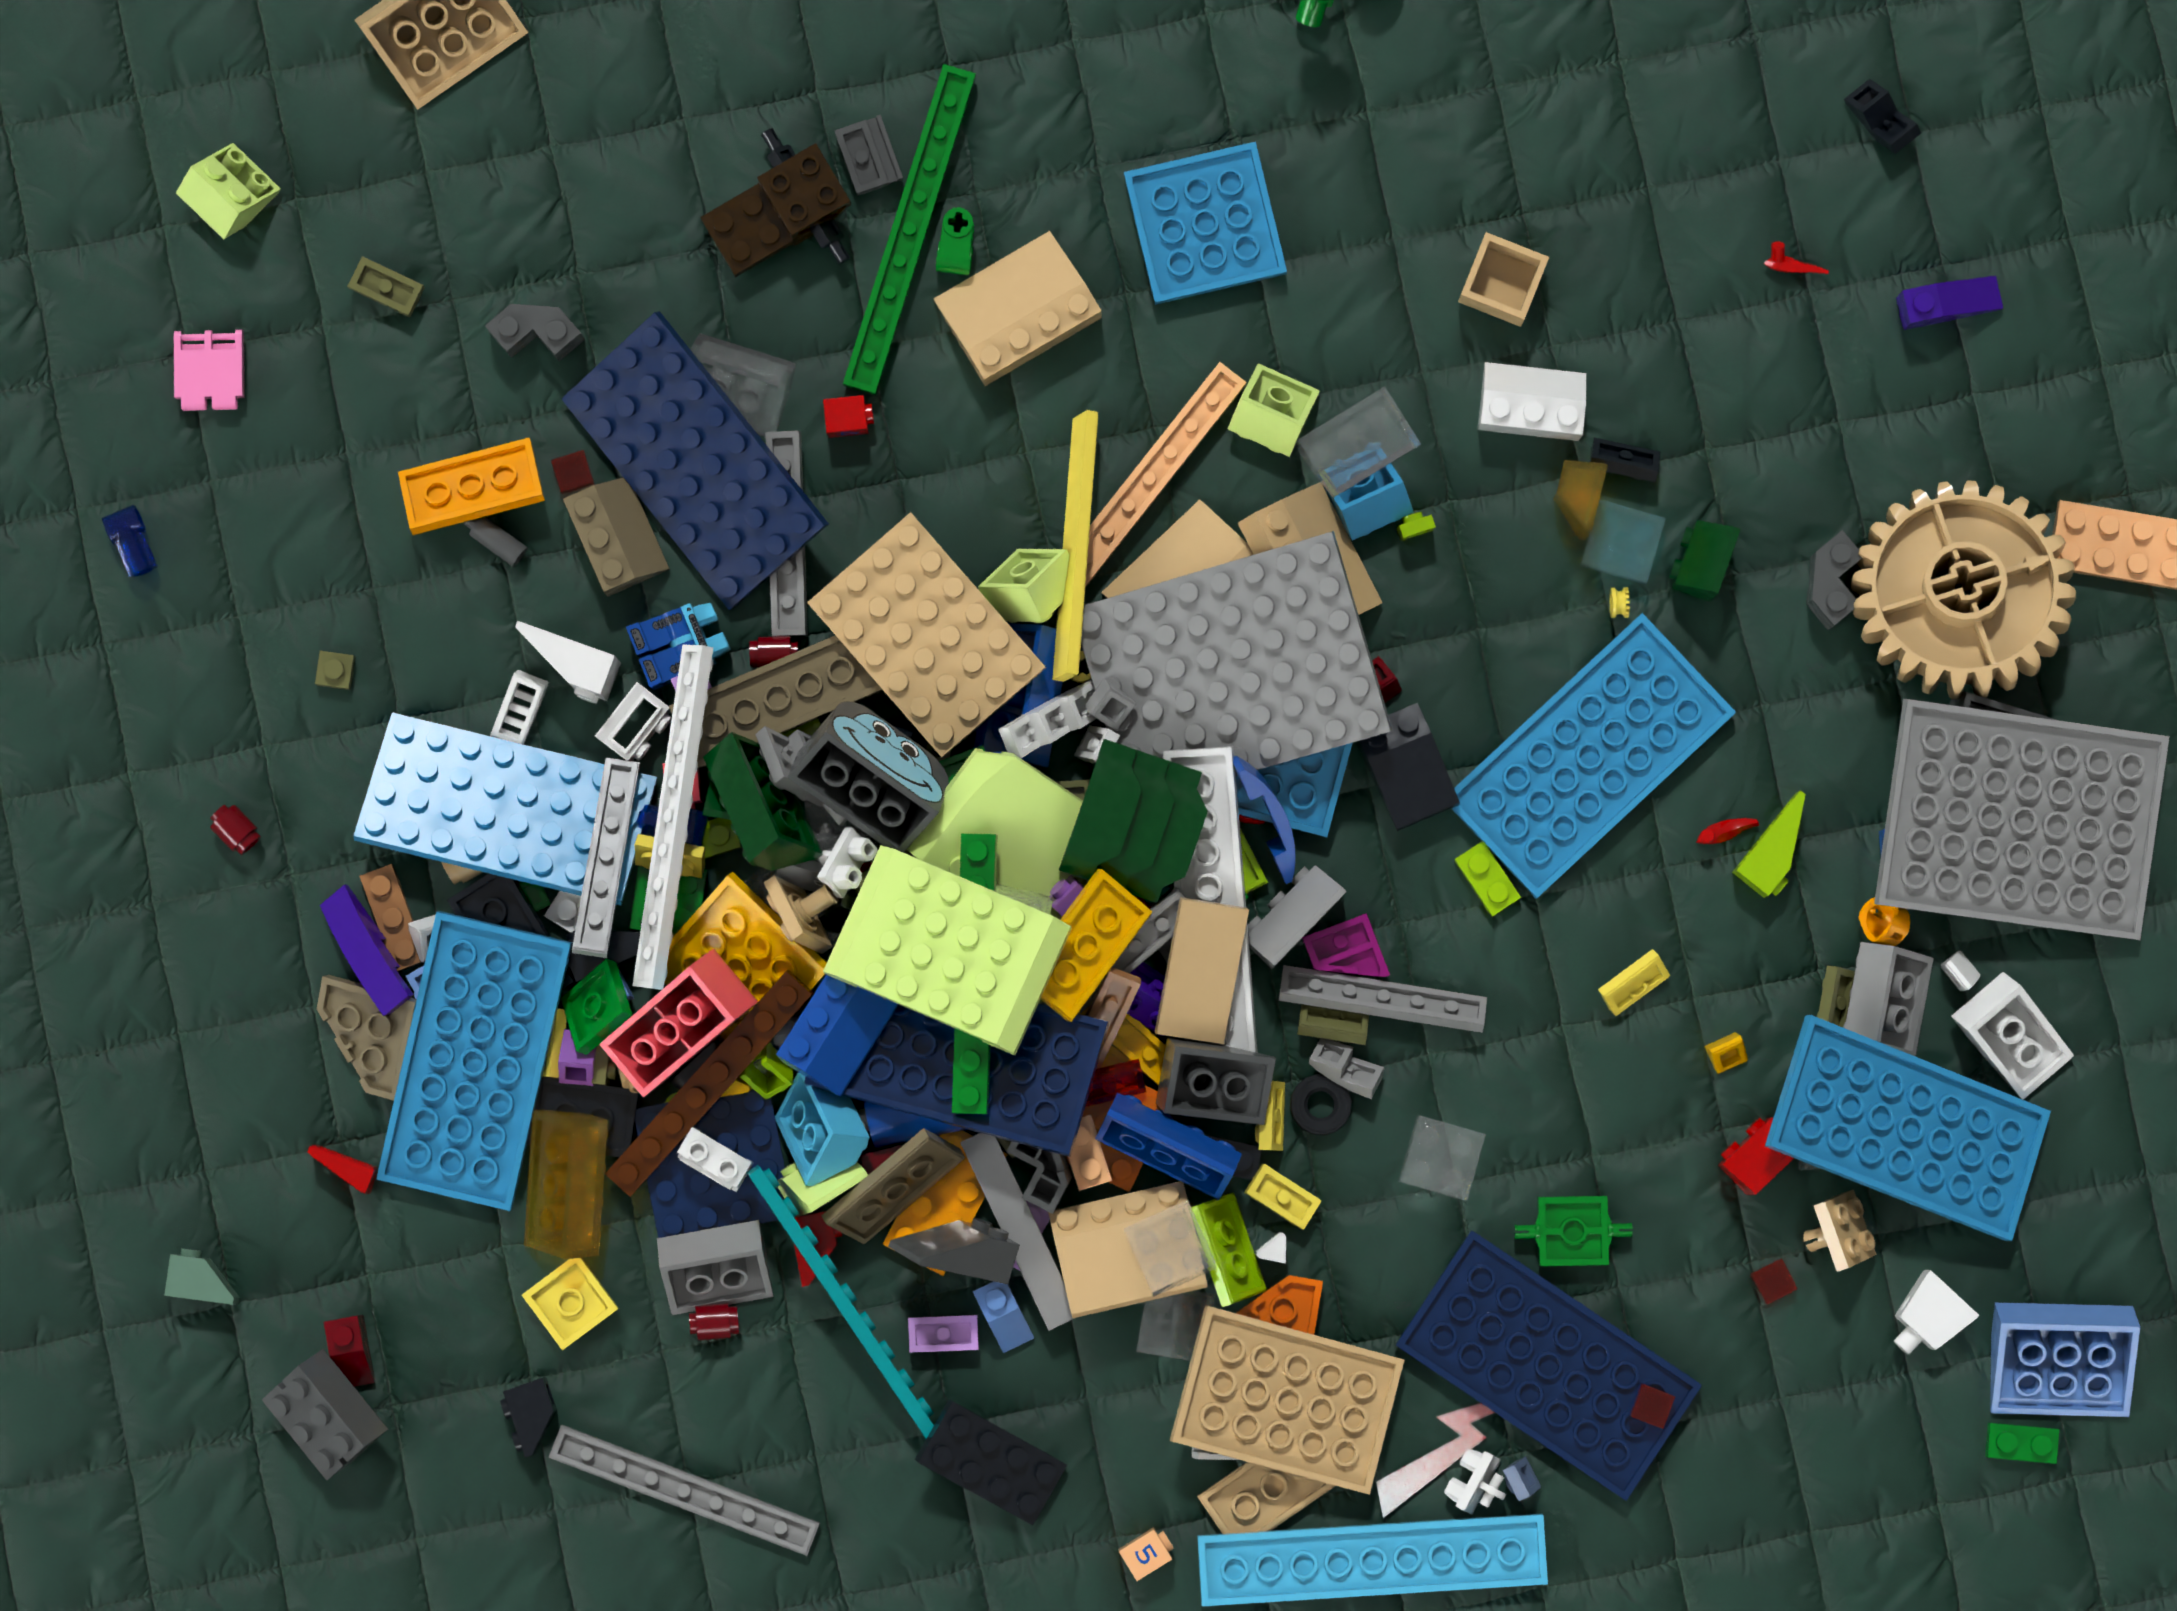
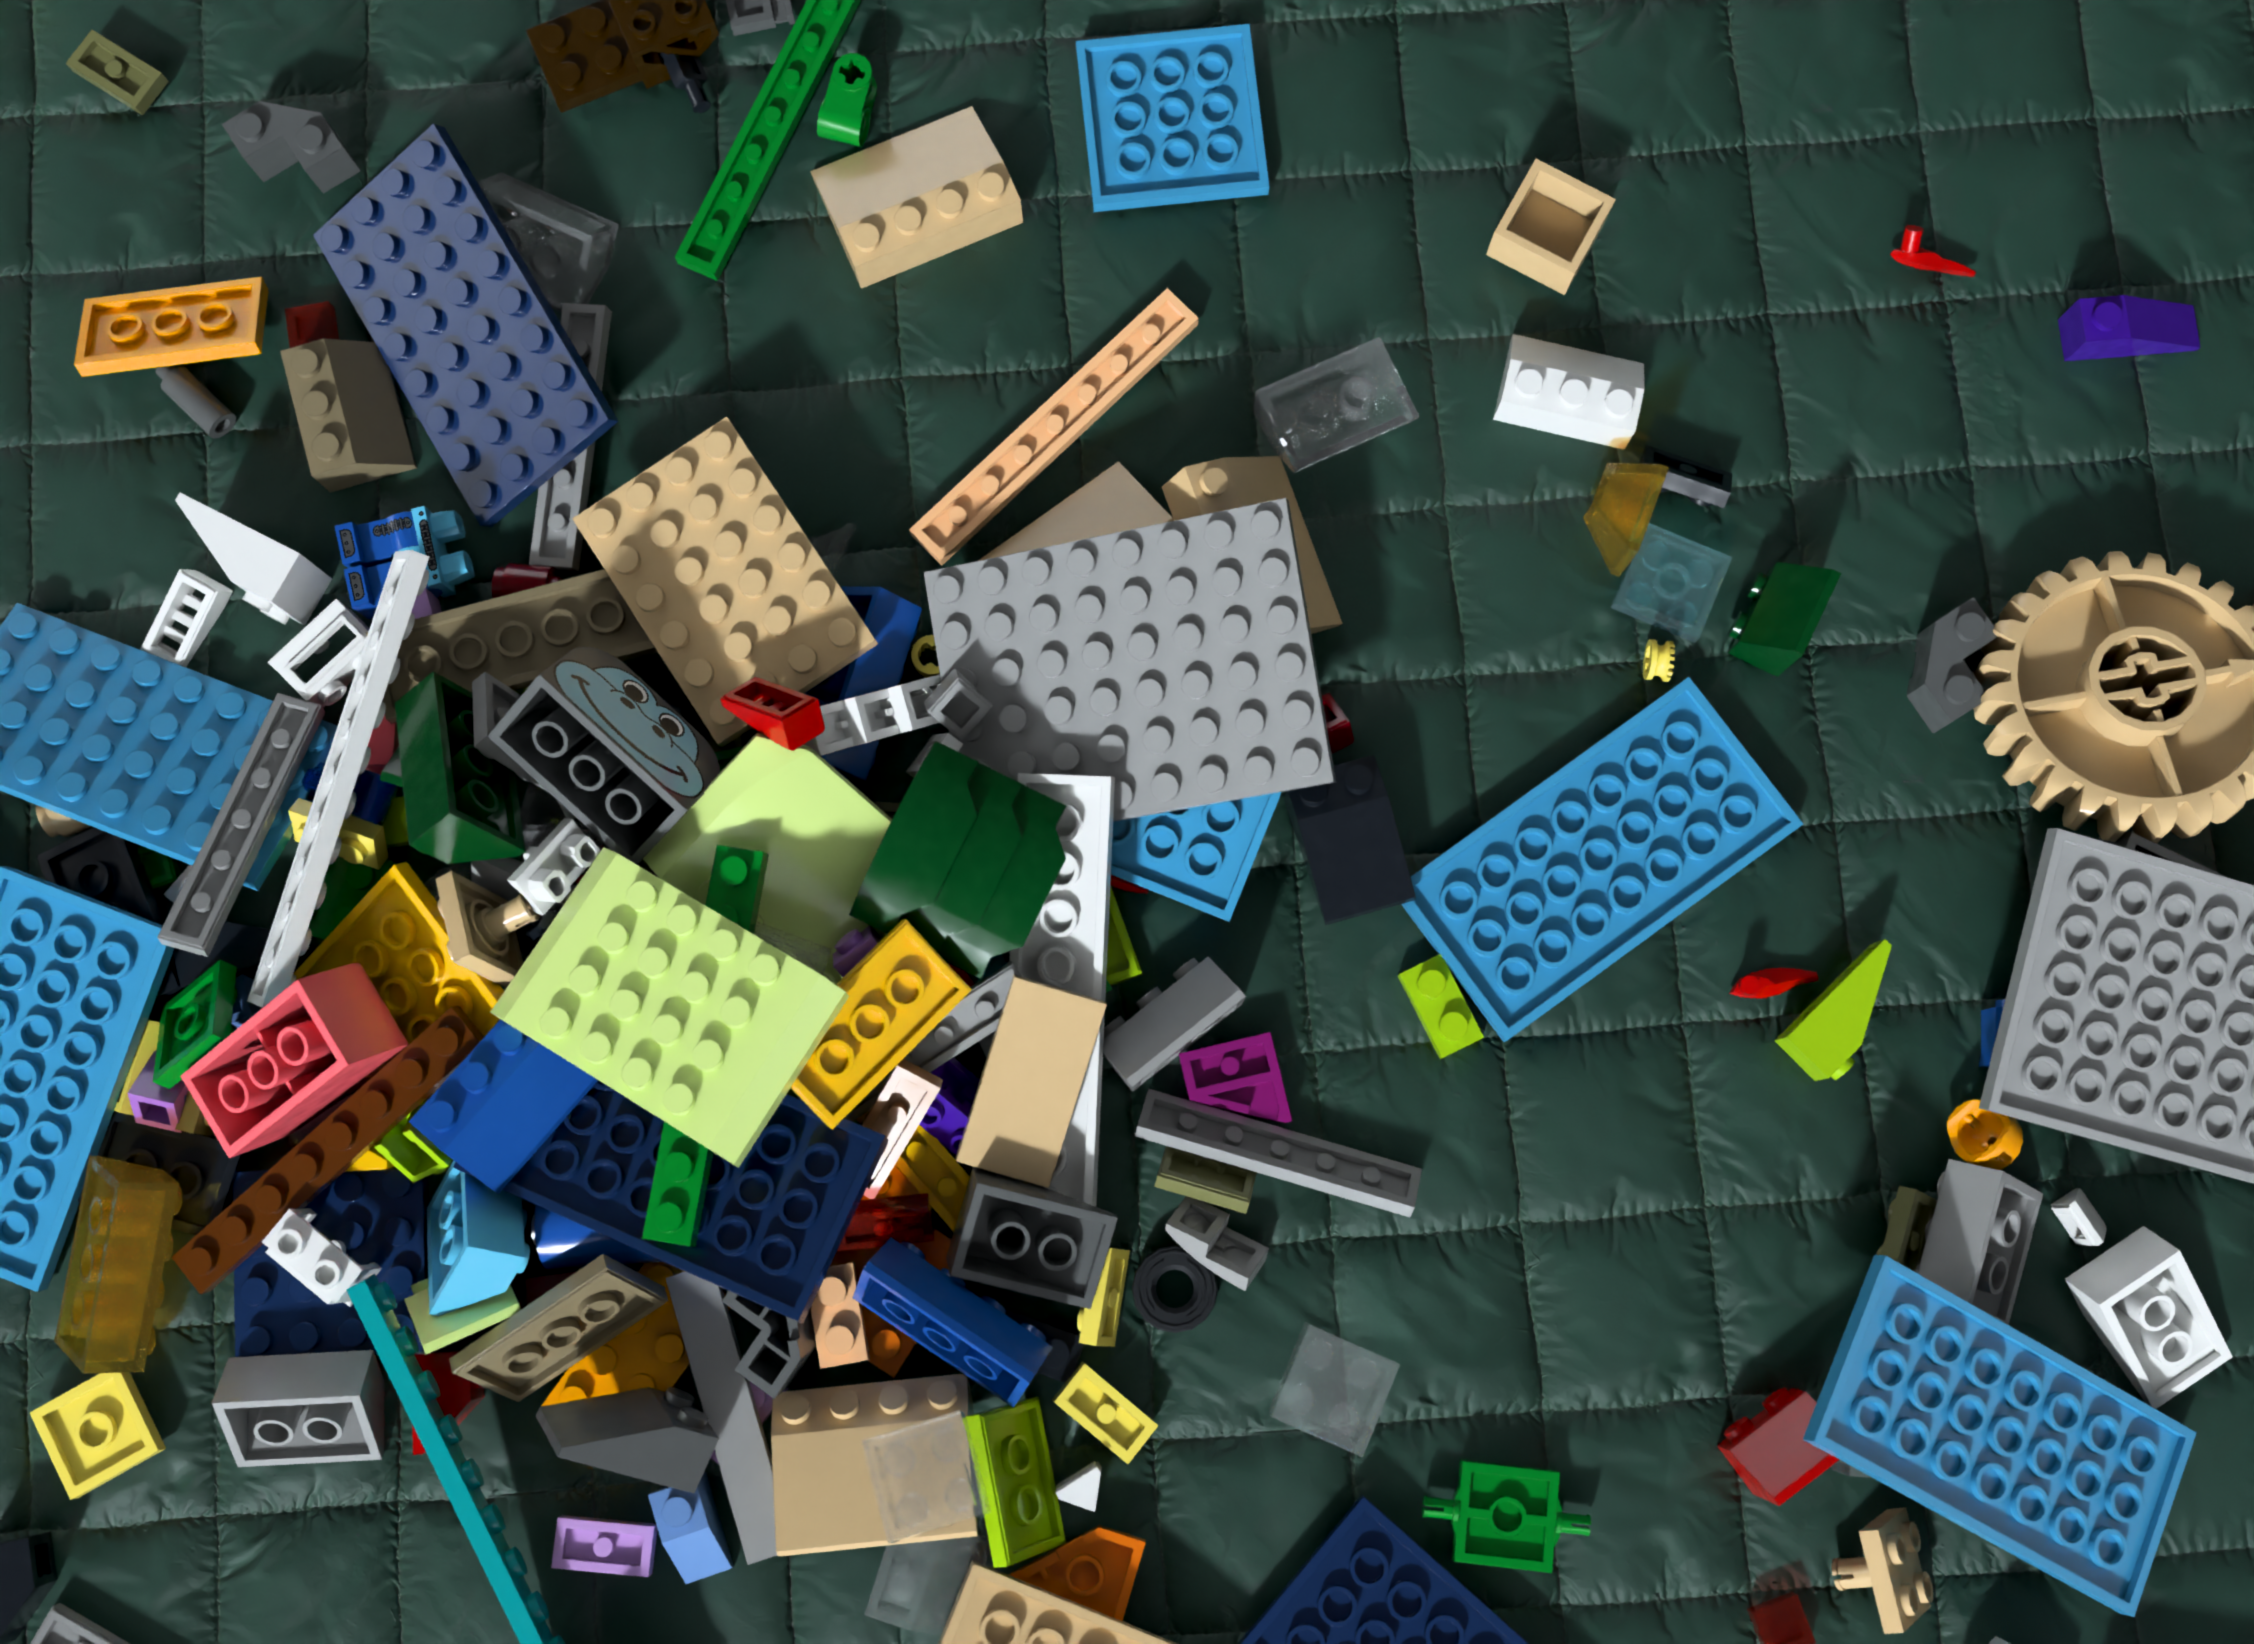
camera: 10 degrees right, 5 degrees down
(714, 1321) = (289, 1486): dark red brick -> none
(847, 416) = (673, 299): red brick -> none
(987, 732) = (780, 714): none -> red slope
(1028, 585) = (872, 538): yellowish green slope -> none
(1076, 542) = (942, 497): light yellow tile -> none
(1273, 410) = (1227, 358): yellowish green slope -> none
(1282, 847) = (1164, 927): blue slope -> none
(1372, 503) = (1344, 488): dark azure slope -> none
(1415, 525) = (1398, 528): lime plate -> none
(1634, 982) = (1627, 1174): light yellow plate -> none
(1727, 1052) = (1746, 1288): yellow slope -> none
(1880, 116) = (2054, 88): black slope -> none

